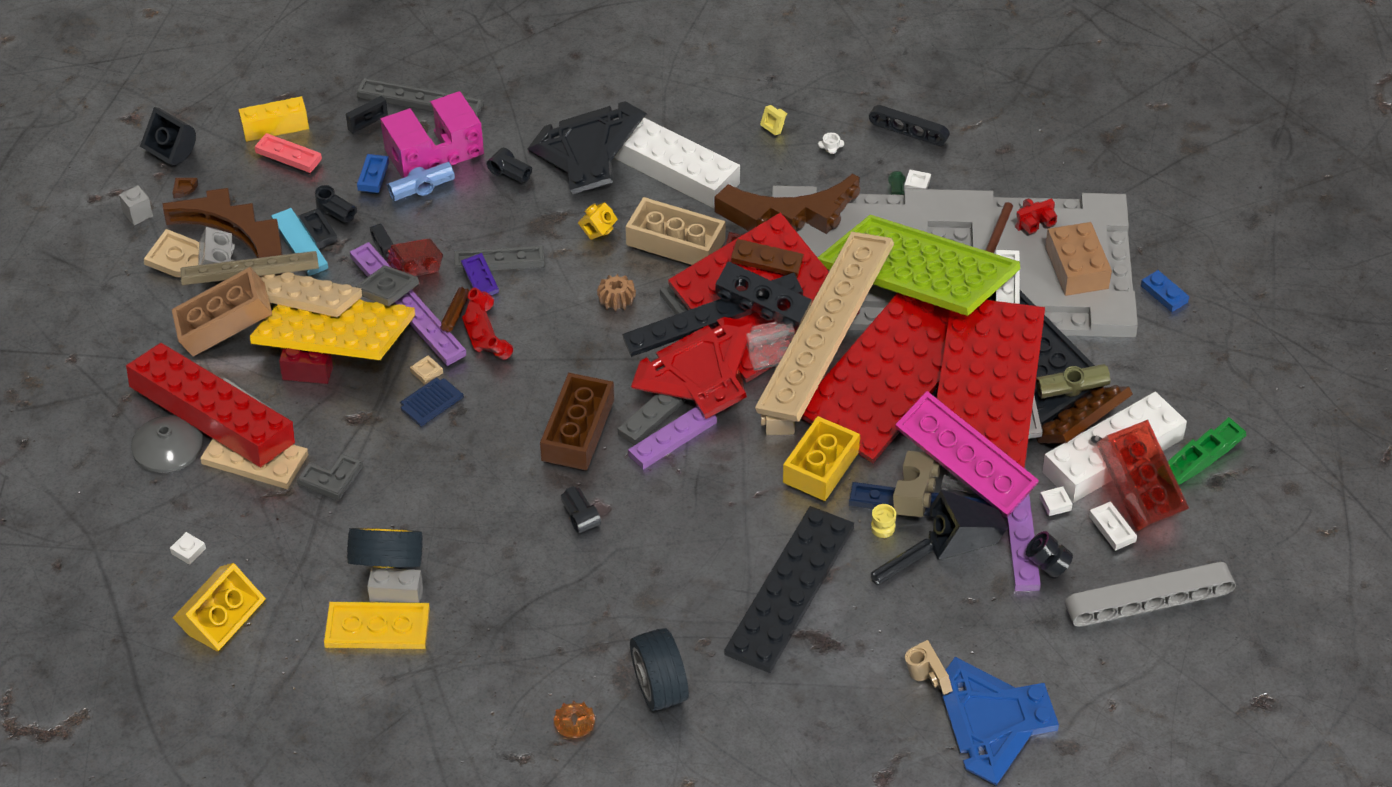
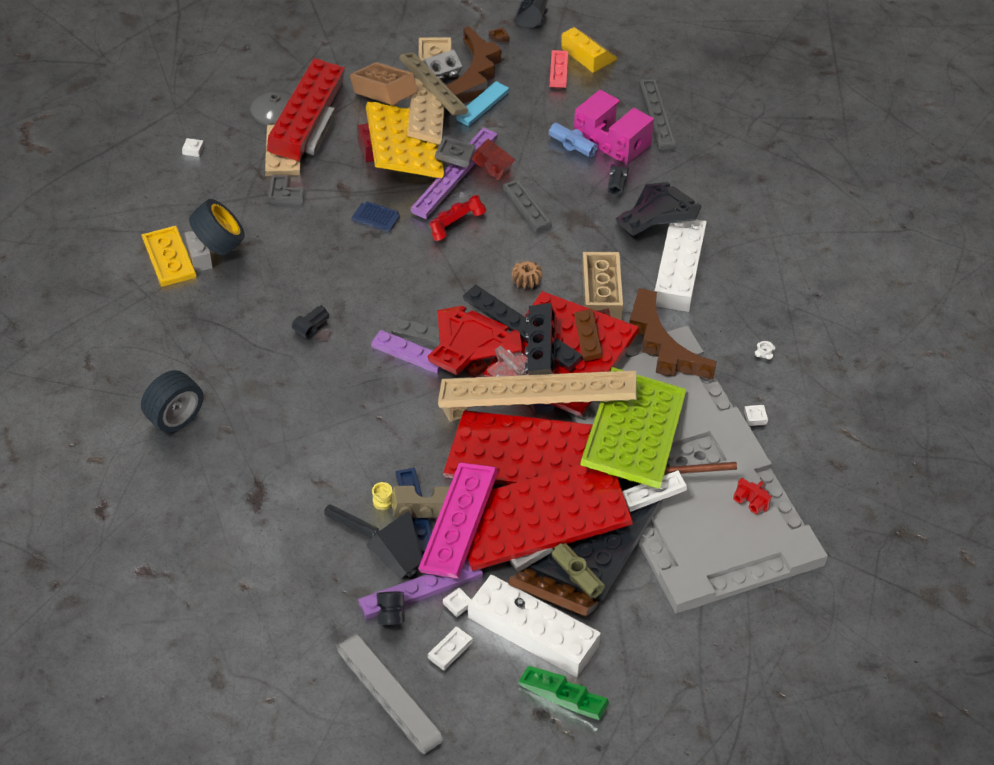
camera: 65 degrees right, 0 degrees up
(136, 205) = (463, 17): light grey brick -> none
(219, 607) = (147, 176): yellow slope -> none
(318, 228) = (497, 106): black plate -> none
(332, 204) = (523, 105): black piece -> none
(366, 114) = (620, 91): black plate -> none
(373, 173) = (562, 114): blue plate -> none
(381, 240) = (506, 139): black beam -> none
(426, 370) = (402, 204): tan tile -> none
(454, 309) = (460, 196): reddish brown axle -> none
(479, 274) = (501, 199): dark purple plate -> none
(577, 421) = (387, 291): reddish brown brick -> none
(584, 723) = (123, 385): clear orange gear -> none
(597, 220) = (583, 240): yellow brick -> none
(773, 119) = (765, 307): light yellow tile -> none
(789, 589) = (296, 462): black plate -> none
(821, 458) = (421, 438): yellow brick -> none
(897, 181) = (749, 400): clear green pin -> none
(925, 664) = (253, 561): tan plate -> none
(937, 136) = (816, 391): black beam -> none
(994, 718) = (224, 622): blue plate -> none
(1078, 258) = (719, 537): medium nougat brick -> none
(1142, 475) = (495, 644): clear red brick -> none
(1164, 291) = (738, 619): blue plate -> none

